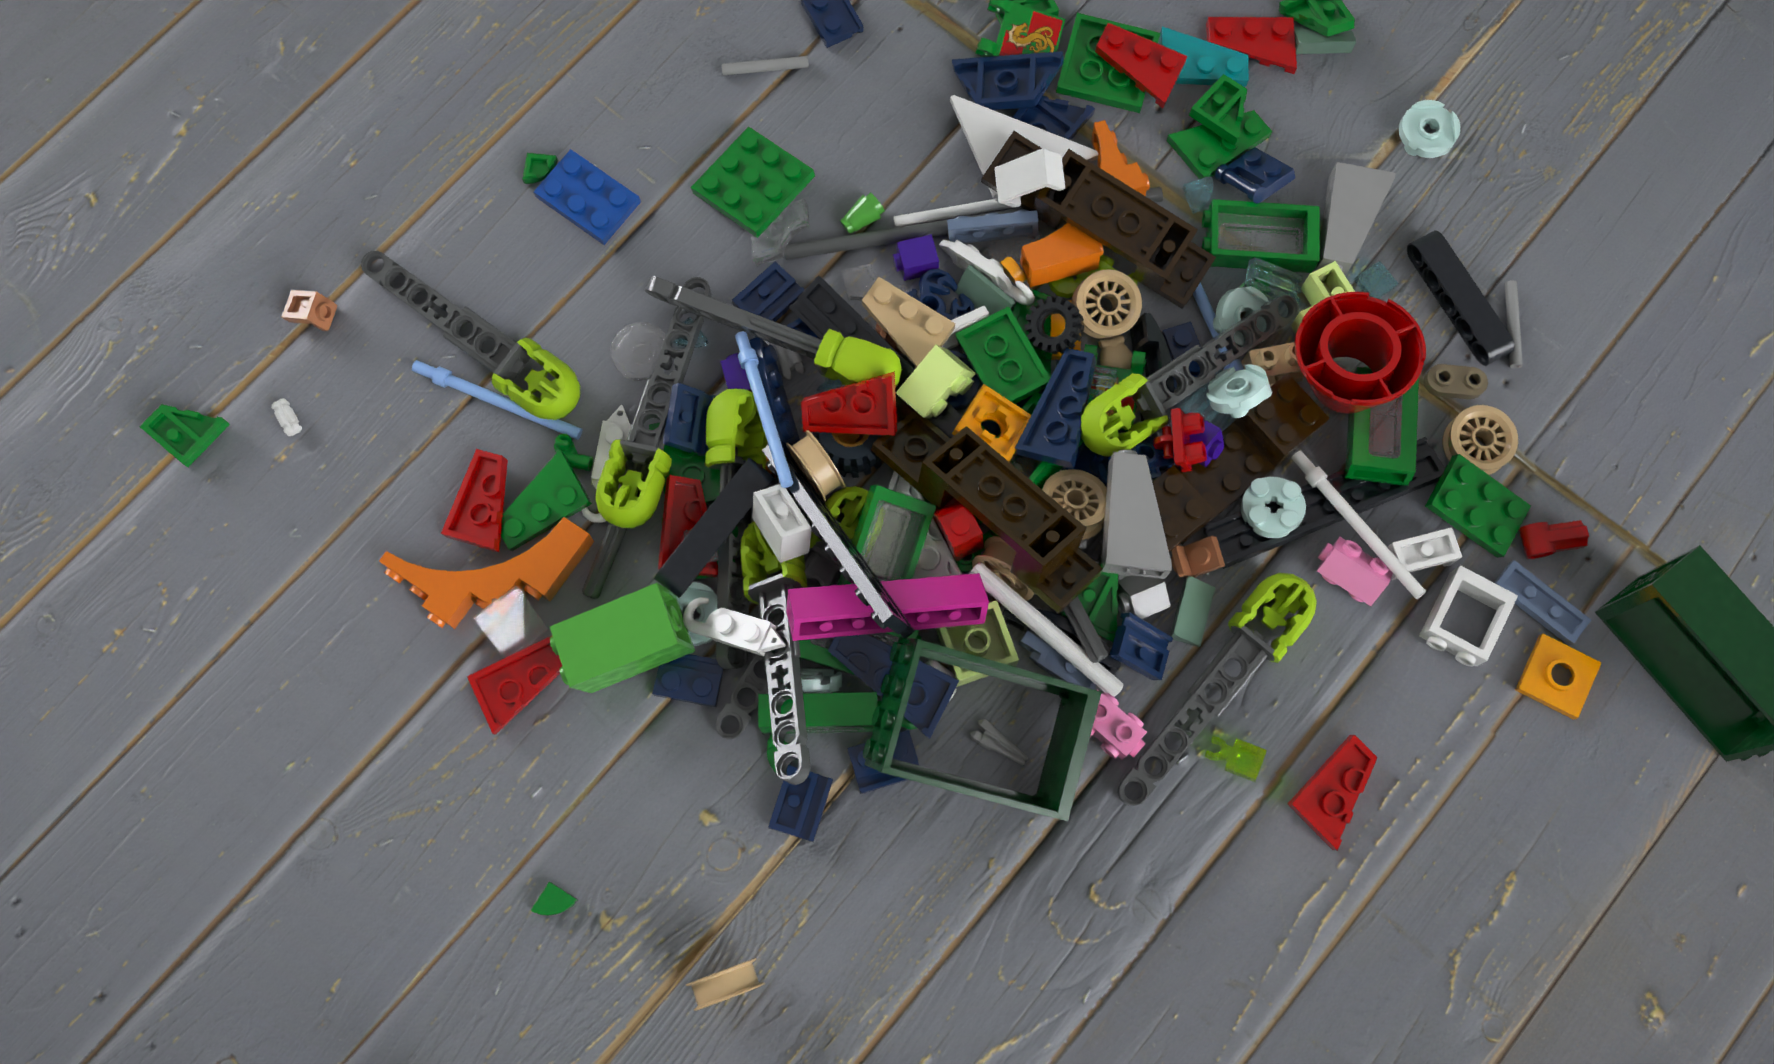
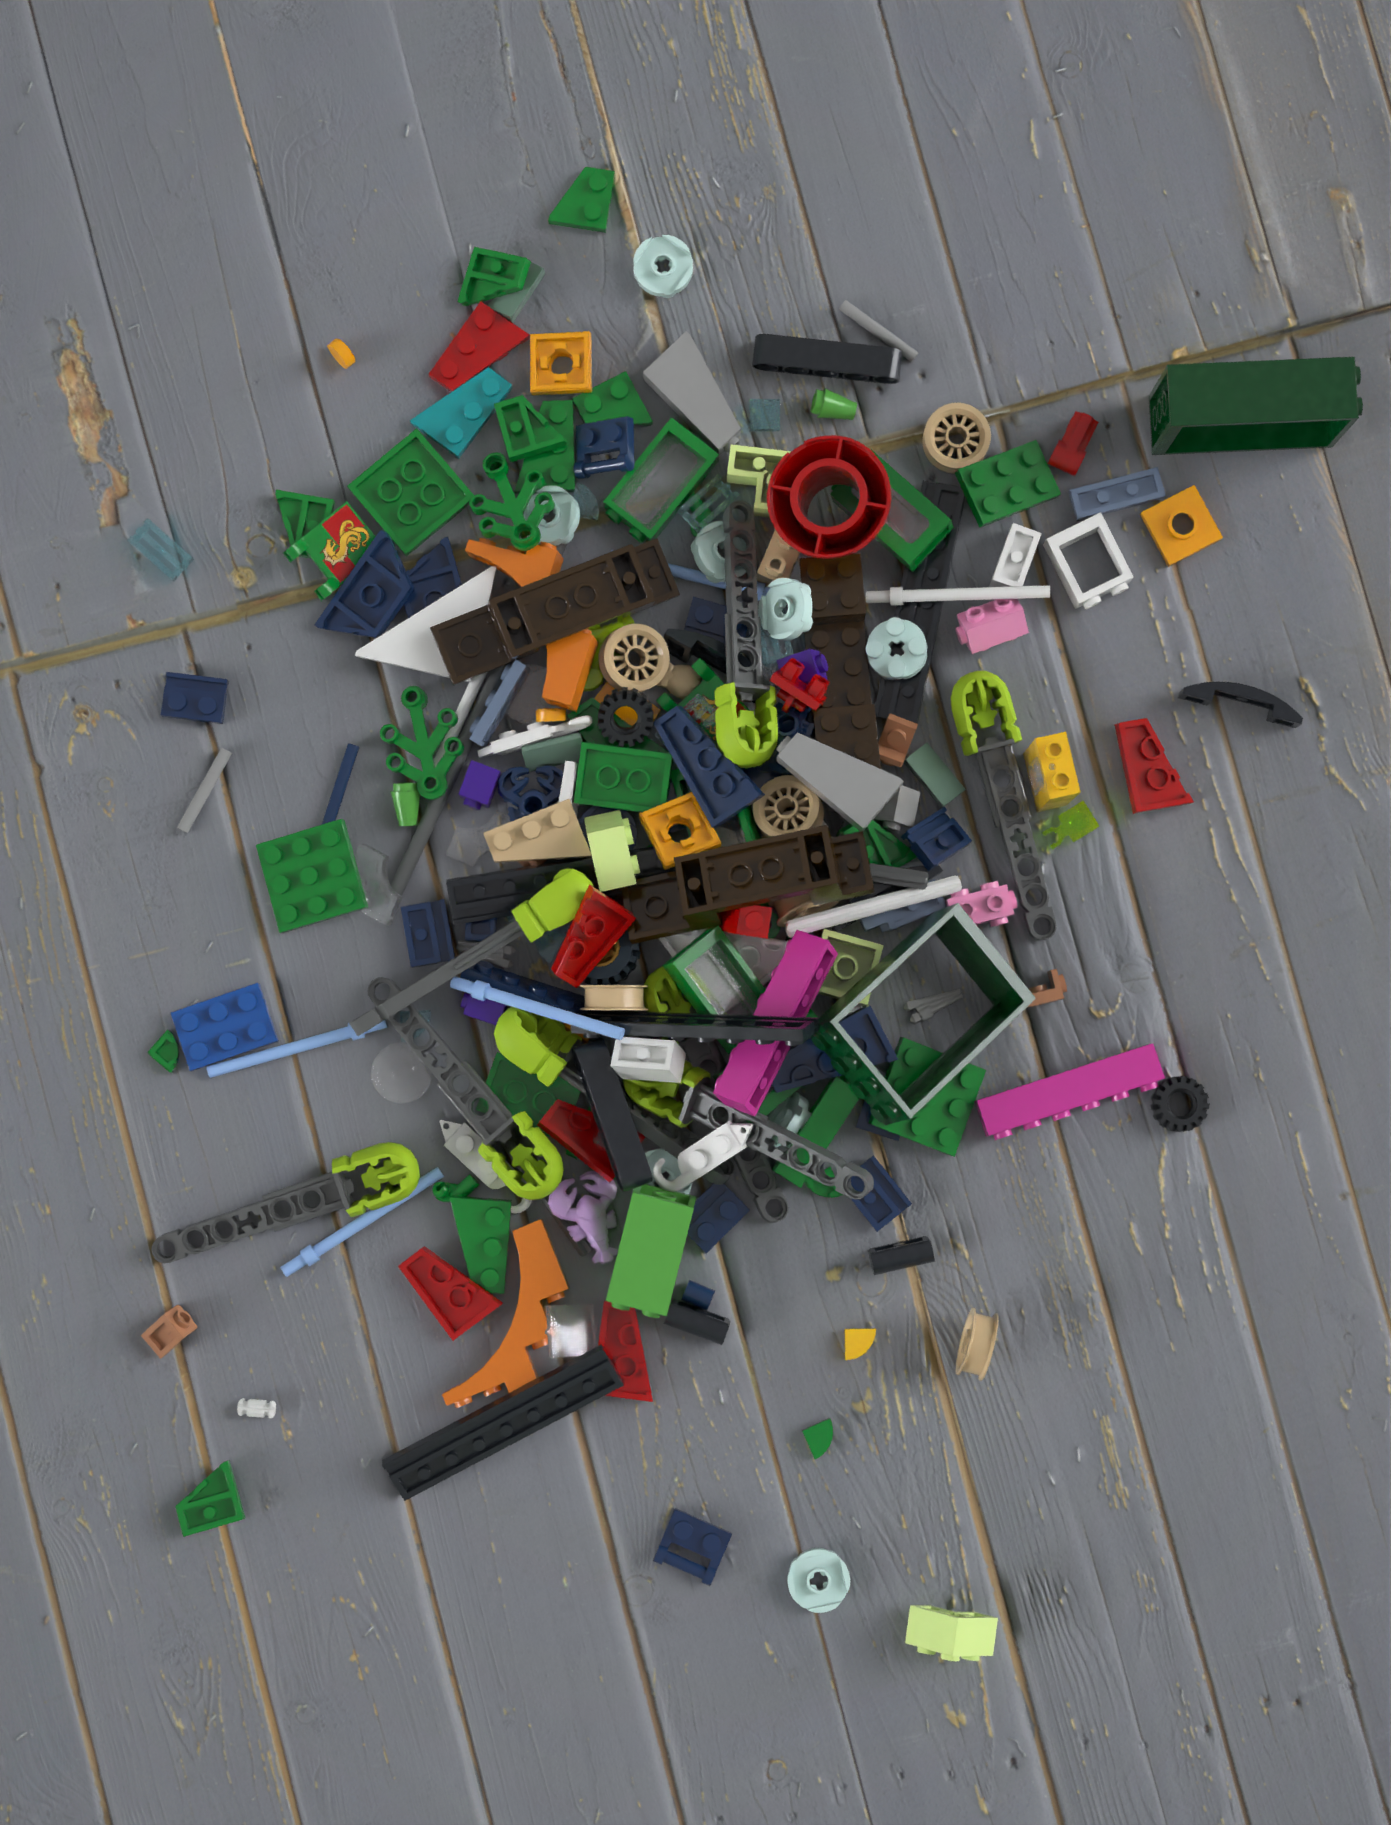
camera: 55 degrees left, 10 degrees up
(395, 618) = (502, 1422): none -> black plate
(397, 854) = (695, 1536): none -> dark blue plate
(403, 987) = (833, 1590): none -> light aqua plate
(588, 725) = (697, 1321): none -> black brick
(604, 256) = (289, 1049): none -> light blue bar
(611, 711) = (698, 1295): none -> dark blue hinge
(621, 571) = (589, 1213): none -> lavender animal
(660, 878) = (858, 1341): none -> yellow tile
(687, 419) = (498, 1074): dark blue plate -> none
(761, 863) = (901, 1255): none -> black brick
(845, 158) = (341, 783): none -> dark blue piece
(911, 810) = (945, 1116): none -> green plate
(917, 197) = (424, 747): none -> green plant
(1009, 914) = (1068, 1090): none -> dark pink brick
(1027, 175) = (490, 650): white panel -> none
(1073, 833) = (1044, 996): none -> nougat bracket
(1087, 1024) = (1198, 1104): none -> black tyre
(1142, 151) = (513, 506): none -> green plant
(1144, 61) = (436, 464): red wing -> none
(1183, 167) = (566, 518): none -> light aqua plate
(1273, 699) = (1051, 772): none -> yellow piece
(1297, 89) = (546, 349): none -> light orange piece
(1298, 156) = (613, 400): none -> green wing
(1429, 325) = (832, 405): none -> bright green cone
(1430, 44) = (586, 201): none -> green wing
(1457, 381) = (894, 416): dark tan plate -> none
(1473, 872) = (1278, 712): none -> black slope

